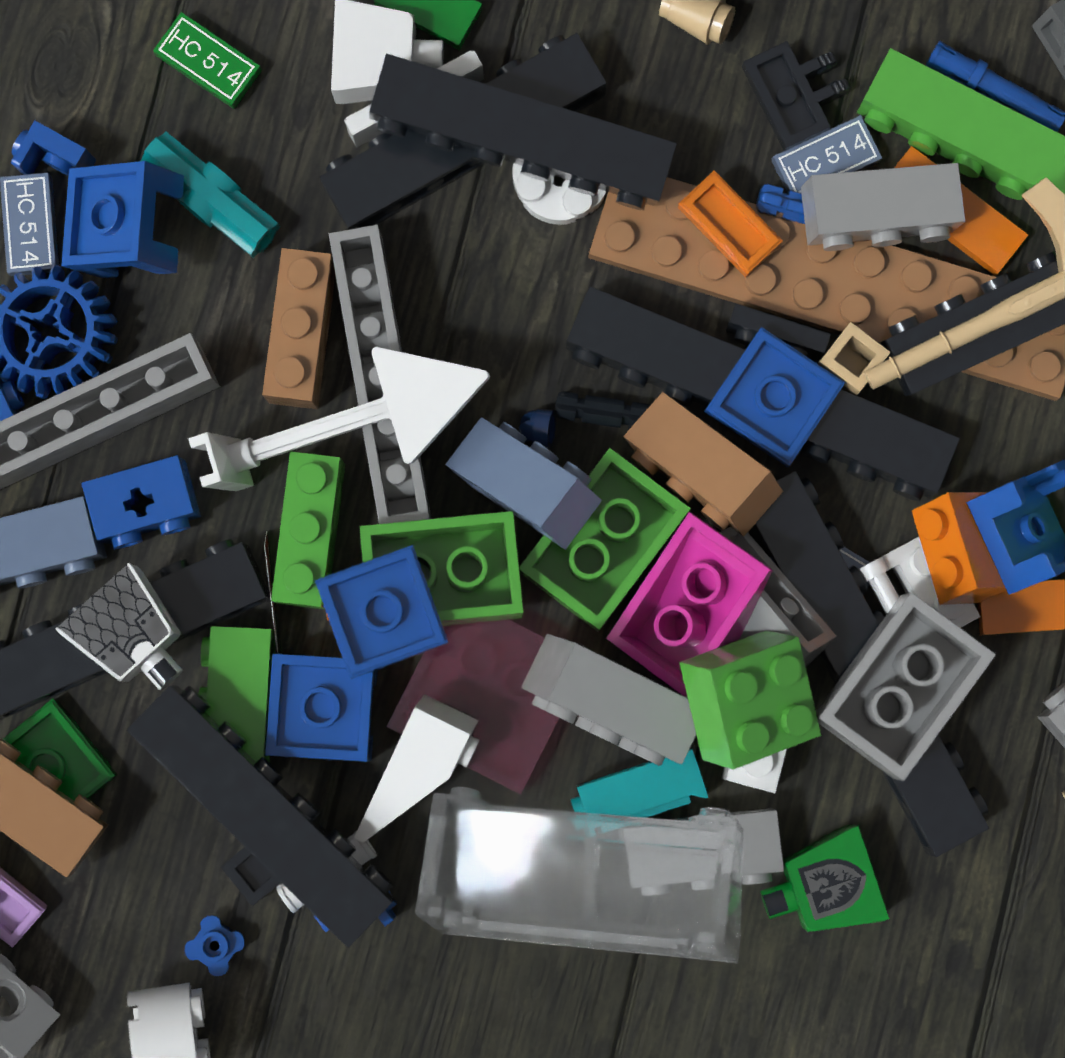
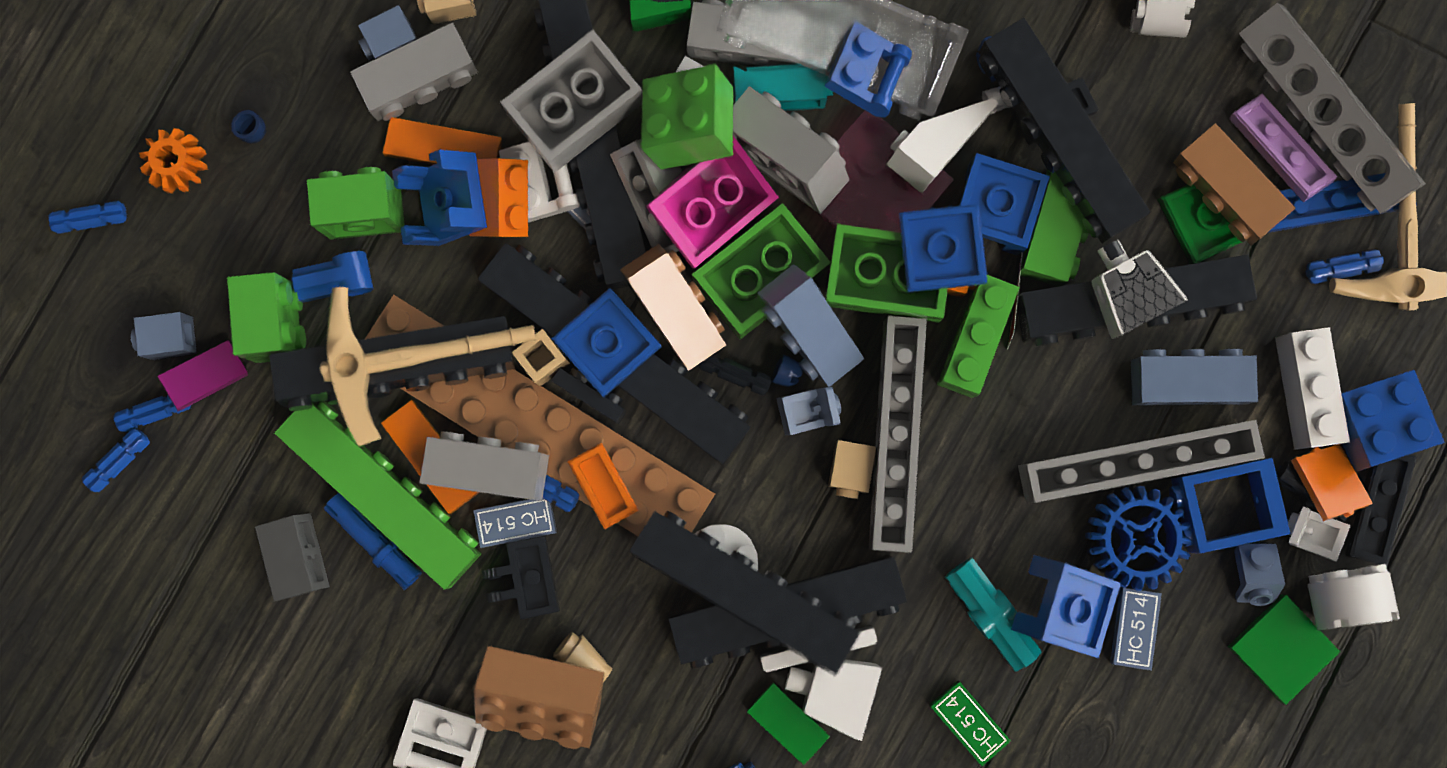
camera: 170 degrees left, 0 degrees up
(59, 151) = (1101, 676): blue bracket -> none
(113, 496) = (1120, 393): blue brick -> none
(228, 941) = (1111, 68): blue plate -> none
(299, 328) = (949, 489): medium nougat brick -> none
(417, 396) = (876, 406): white piece -> none
(427, 324) = (851, 468): none -> tan brick
(508, 386) = (809, 410): none -> sand blue bracket
(549, 835) = (857, 64): none -> blue plate

